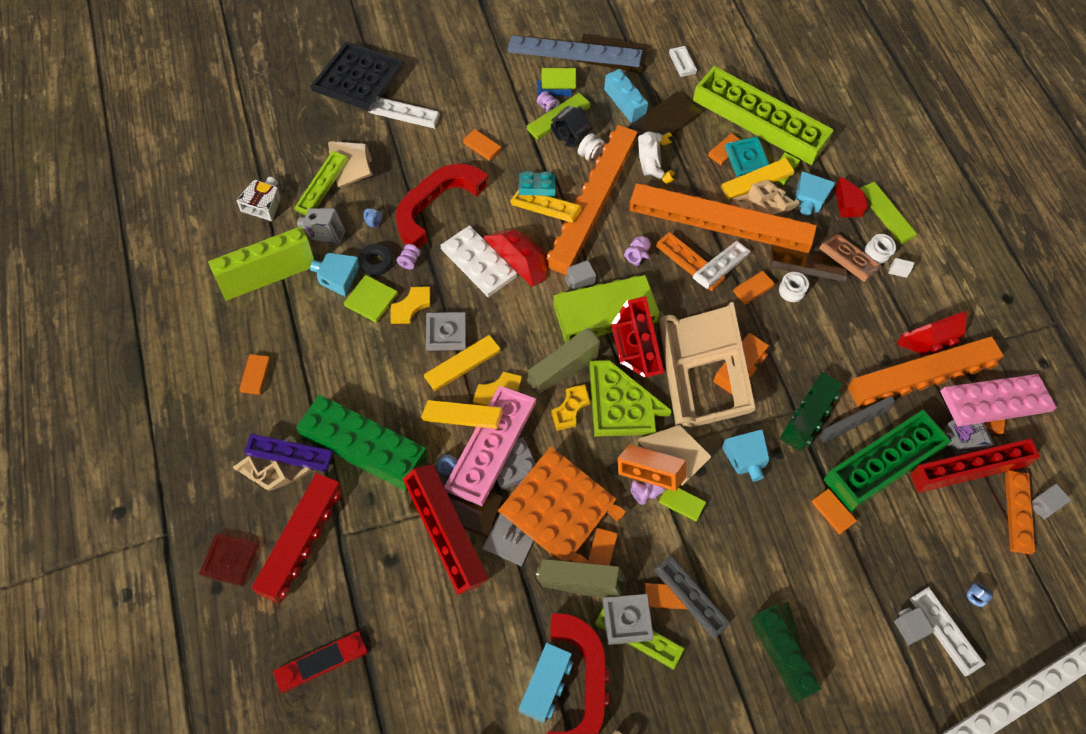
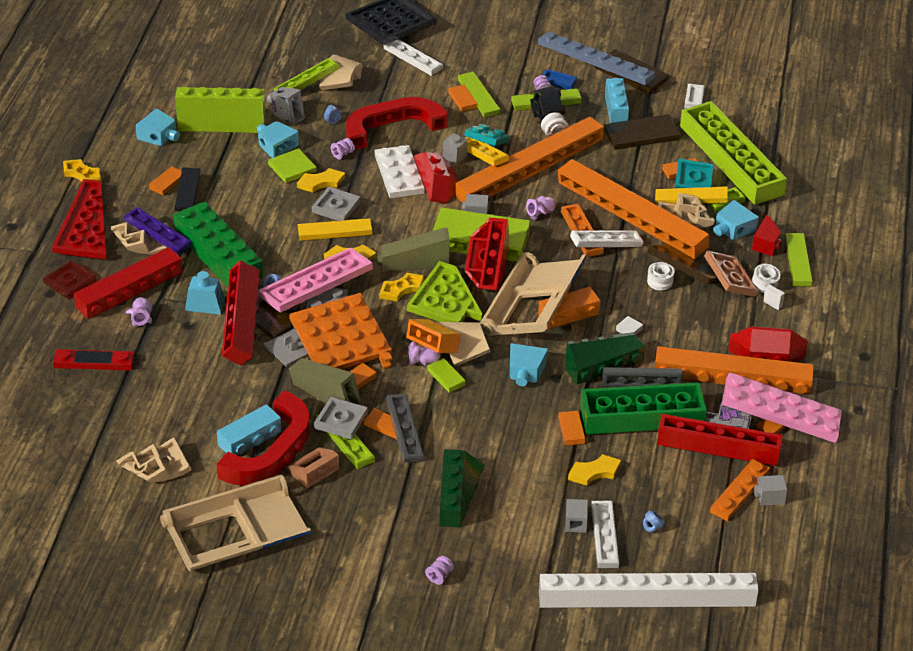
camera: 30 degrees right, 20 degrees down
(147, 401) = (78, 170): none -> yellow tile
(202, 481) = (83, 227): none -> red wing
(206, 310) = (157, 128): none -> medium azure torso
(260, 199) = (250, 73): white torso -> none
(285, 378) = (187, 188): none -> black tile
(334, 569) = (140, 312): none -> lavender animal
(379, 269) = (314, 149): black tyre -> none
(390, 519) = (205, 295): none -> medium azure torso
(462, 414) = (307, 254): yellow tile -> none
(508, 143) = (485, 102): none -> lime tile
(517, 212) = (455, 148): none -> light grey brick
(558, 78) = (565, 71): lime panel -> none
(650, 155) = (603, 145): white torso -> none
(651, 680) = (317, 470): none -> nougat tile
(753, 287) = (626, 267): orange tile -> none
(803, 360) = (629, 325): none -> white tile
(881, 562) = (601, 468): none -> yellow tile

